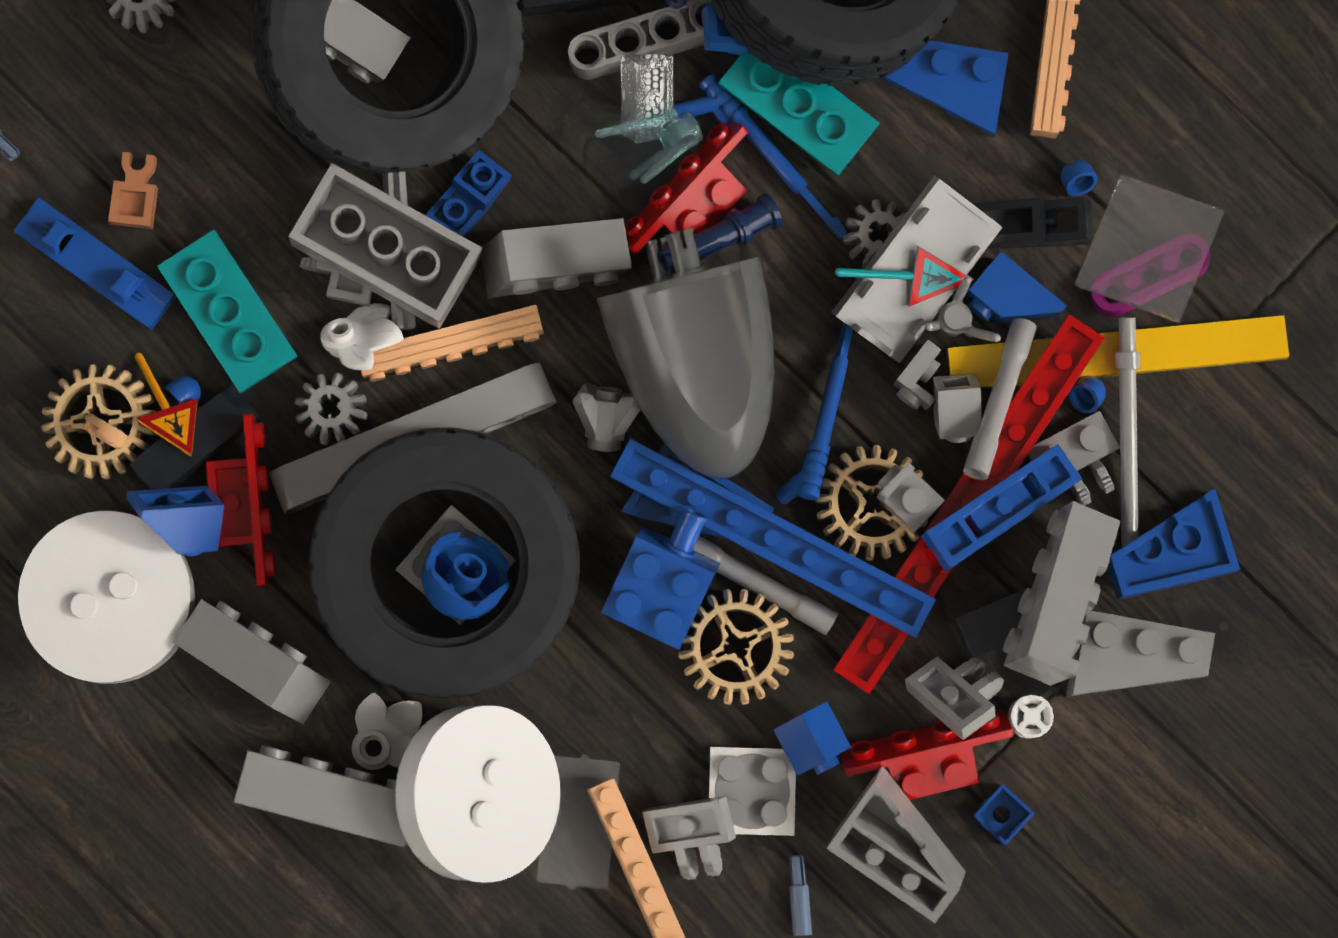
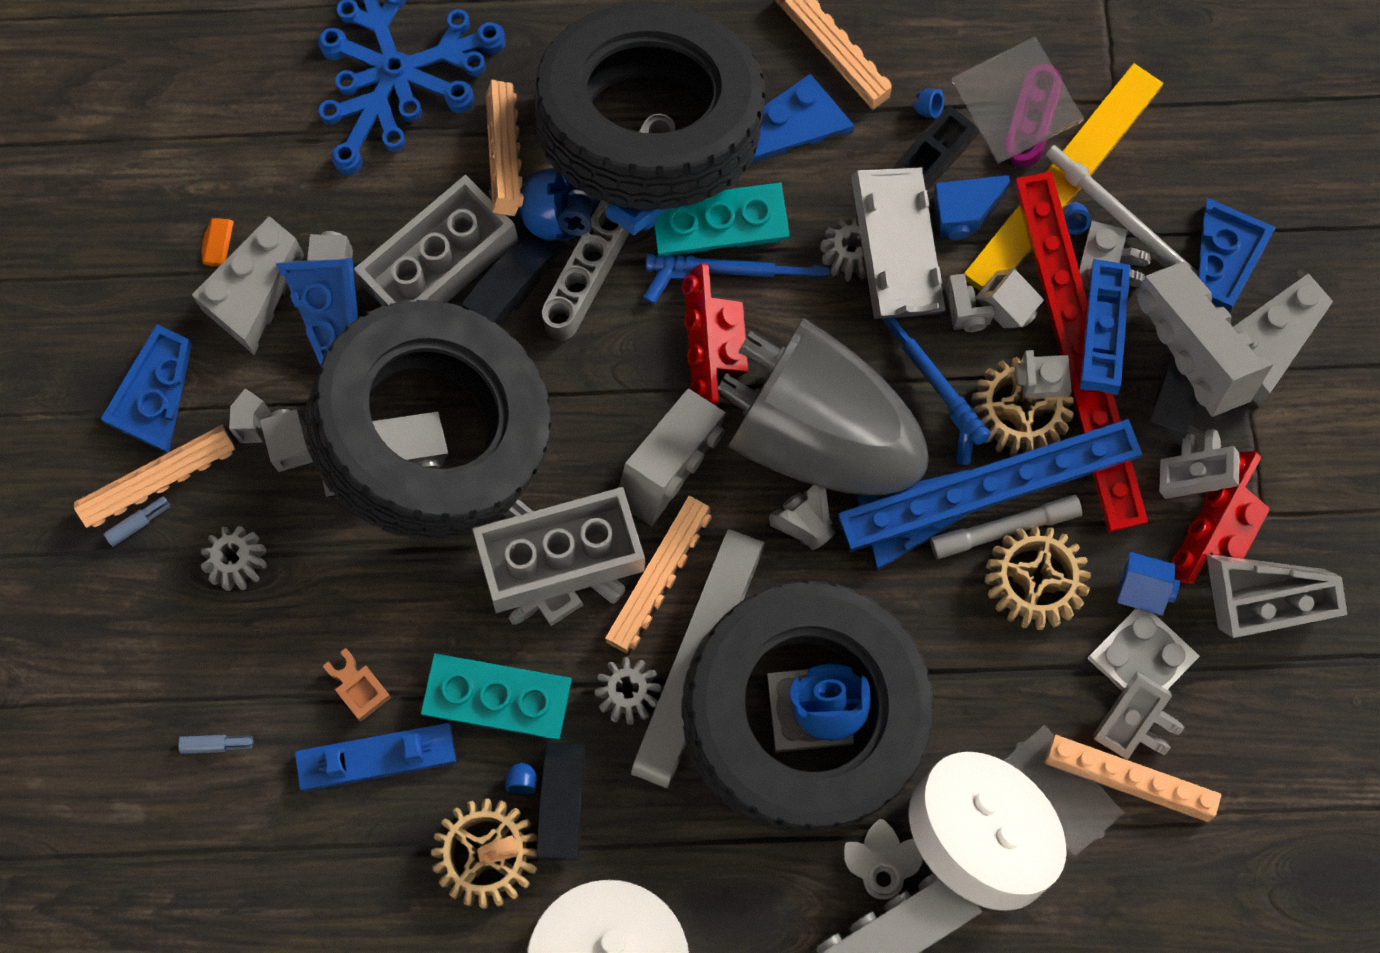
camera: 40 degrees left, 10 degrees down
(172, 423) = (537, 800): piece -> none
(183, 517) = (607, 854): blue slope -> none
(240, 489) = (630, 810): red bracket -> none
(251, 660) = (746, 901): light grey wedge -> none
(360, 335) = (598, 626): white plate -> none
(470, 194) = (573, 468): blue slope -> none
(645, 91) = (622, 305): clear slope -> none
(663, 581) = (953, 580): blue brick -> none
(677, 136) = (666, 309): clear light blue plant -> none
(735, 228) = (765, 325): dark blue pin -> none
(799, 897) = (1244, 692): sand blue pin -> none
(929, 277) = (912, 239): piece -> none
(957, 318) = (950, 249): light grey plant -> none
(986, 440) = (1052, 295): light grey piece -> none
(1017, 809) = (1314, 503): blue piece -> none
(1041, 716) = (1259, 430): white wheel -> none

